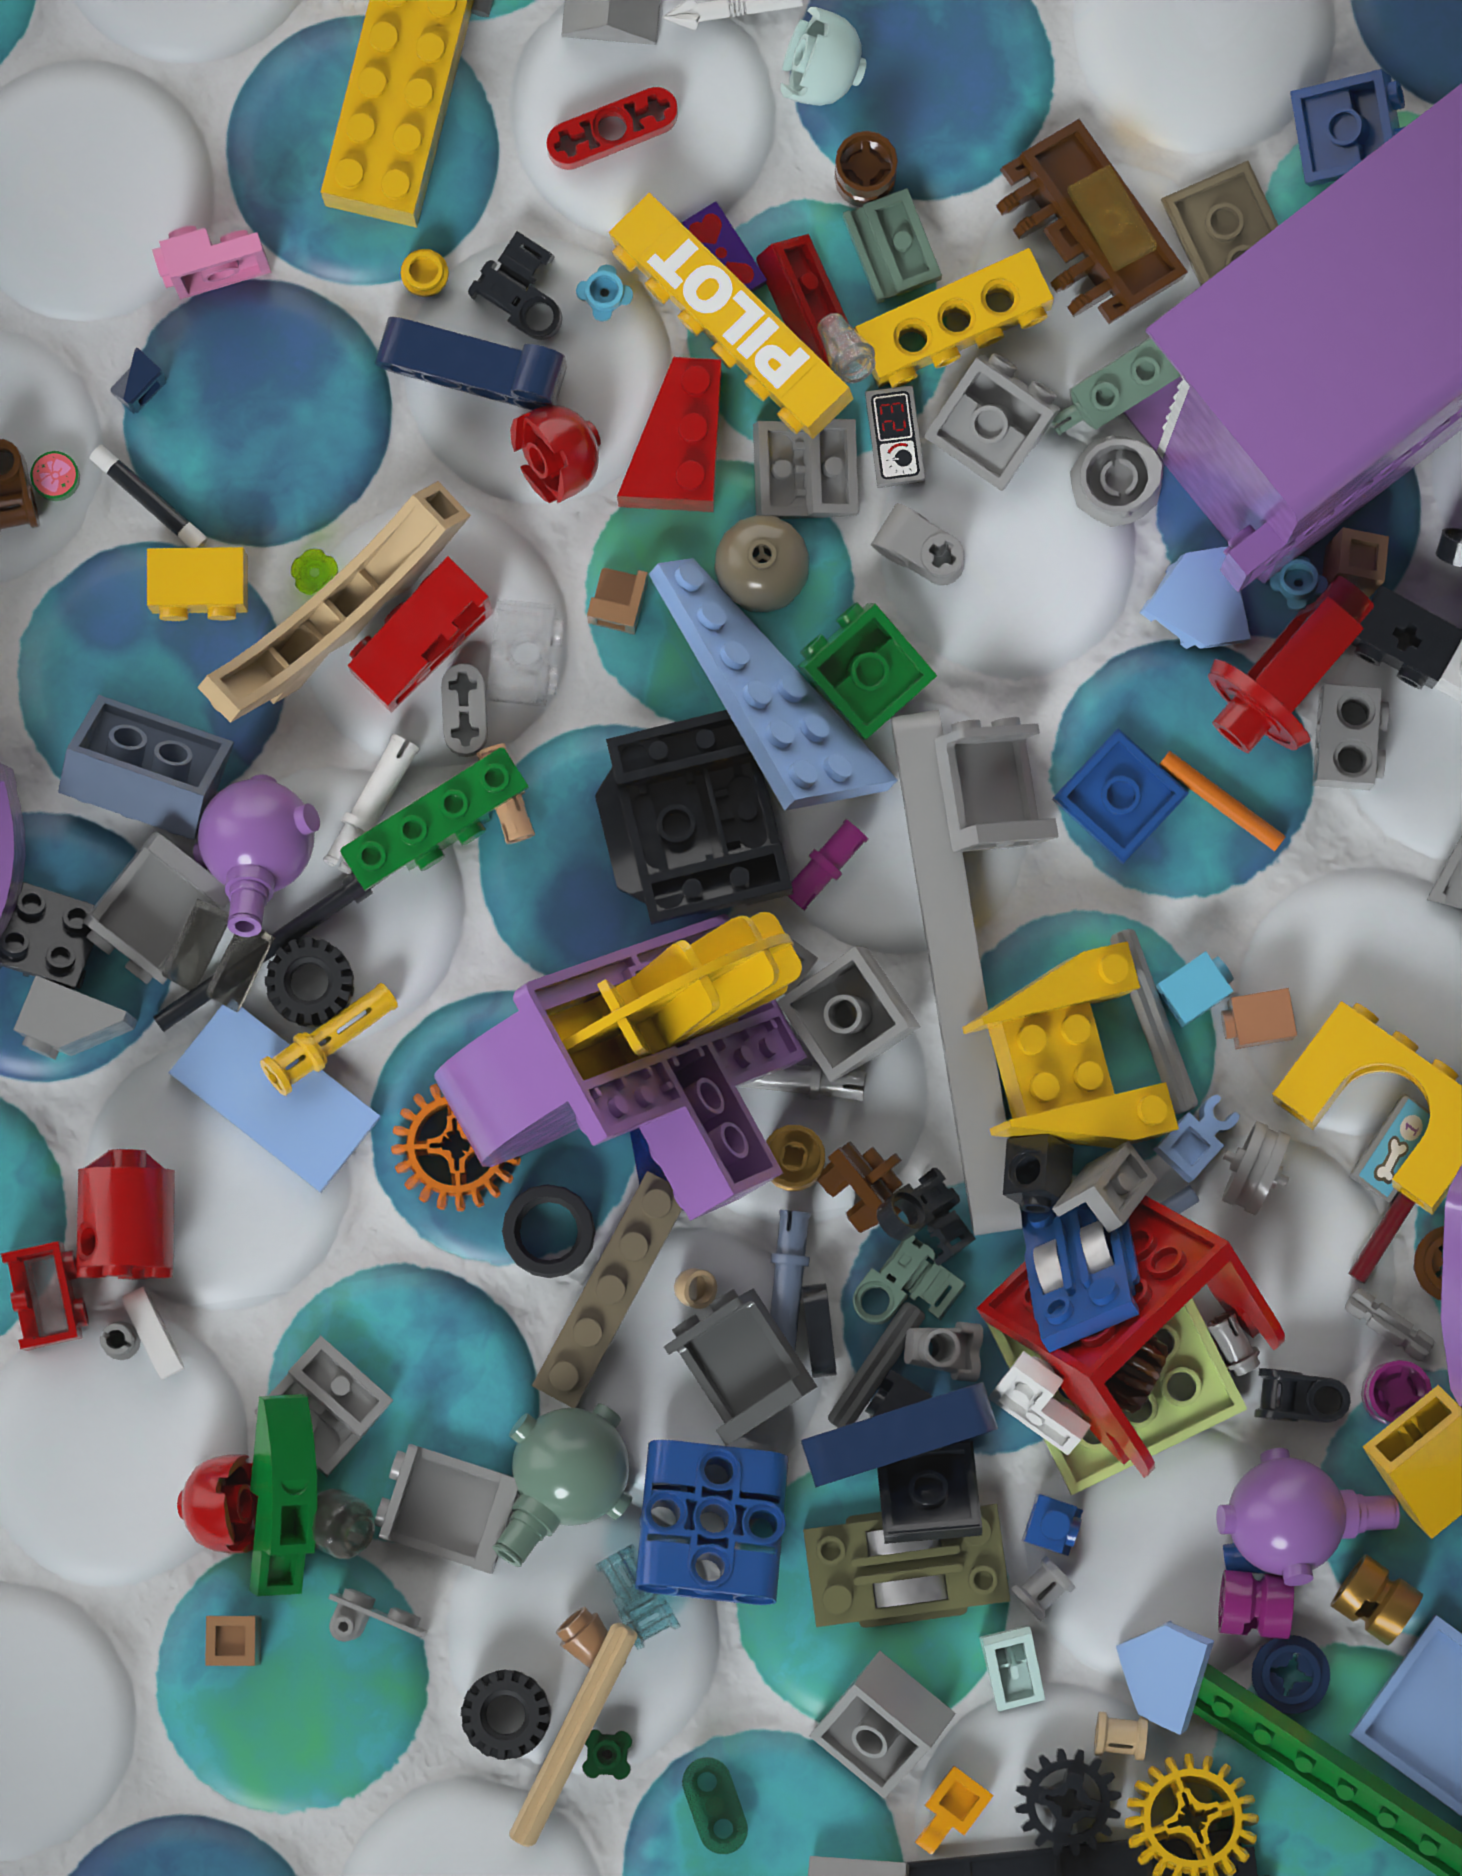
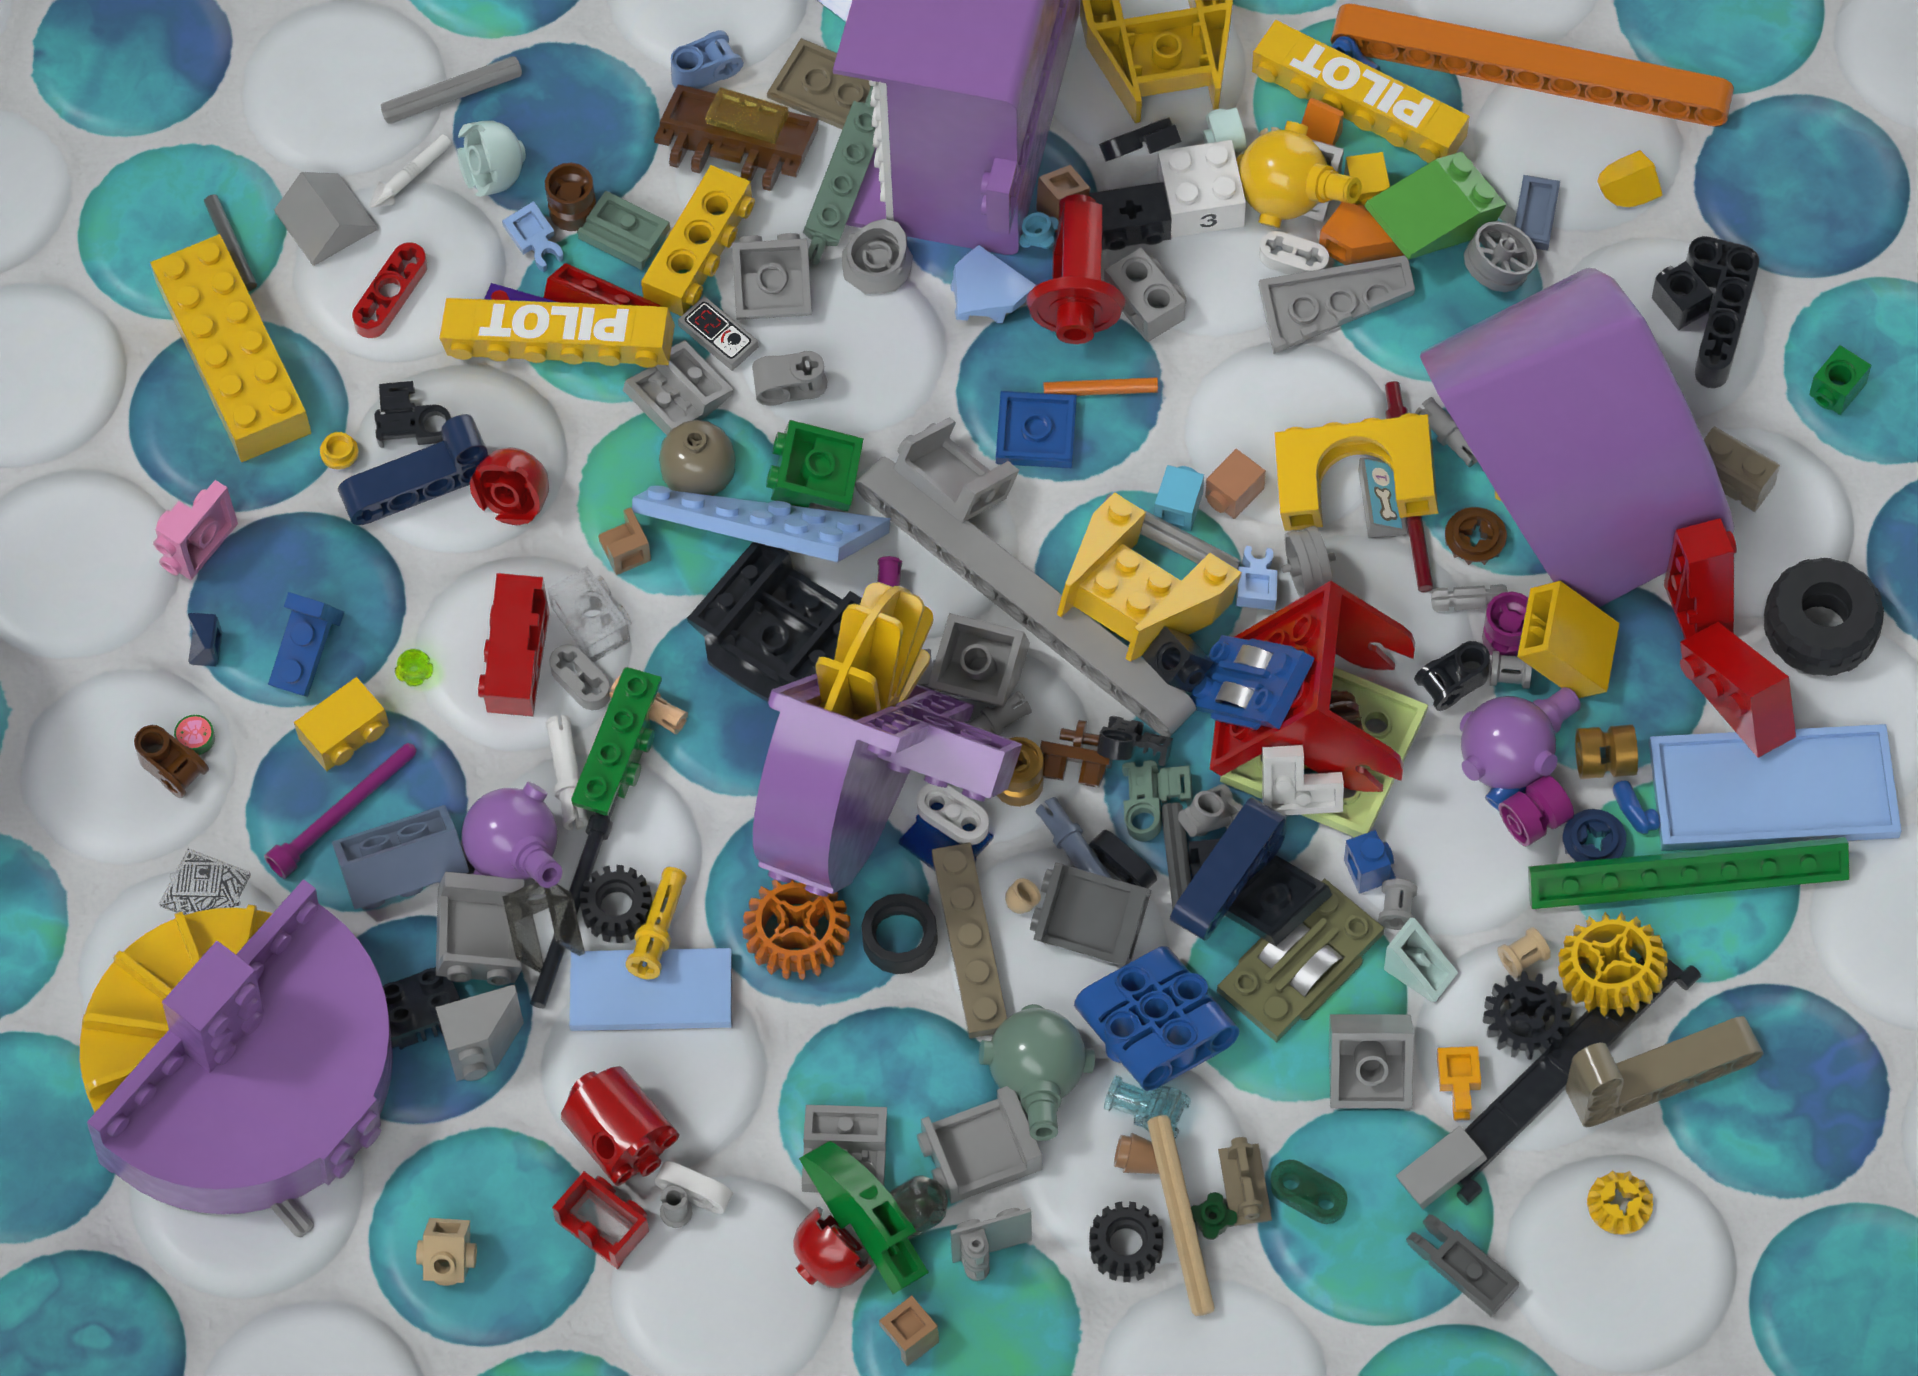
camera: 40 degrees left, 20 degrees down
(41, 679) = (285, 857): none -> magenta piece
(148, 497) = (262, 704): black bar -> none
(228, 462) = (303, 643): none -> blue bracket
(339, 610) = (459, 627): tan arch -> none
(604, 278) = (460, 373): medium azure plate -> none
(664, 1746) = (1245, 1182): none -> dark tan hinge
(679, 442) = (589, 426): red wedge -> none
(798, 172) = (531, 232): none -> light blue plate
(846, 349) = (646, 293): clear cone -> none
(1109, 1186) = (1231, 622): light grey panel -> none
(1128, 116) = (706, 61): none -> medium blue piece
(1165, 1673) = (1517, 888): light blue slope -> none
(1233, 1343) = (1386, 675): light grey pin -> none
(1352, 1674) = (1631, 808): none -> blue arm
(1355, 1431) = (1499, 674): none -> light grey bush

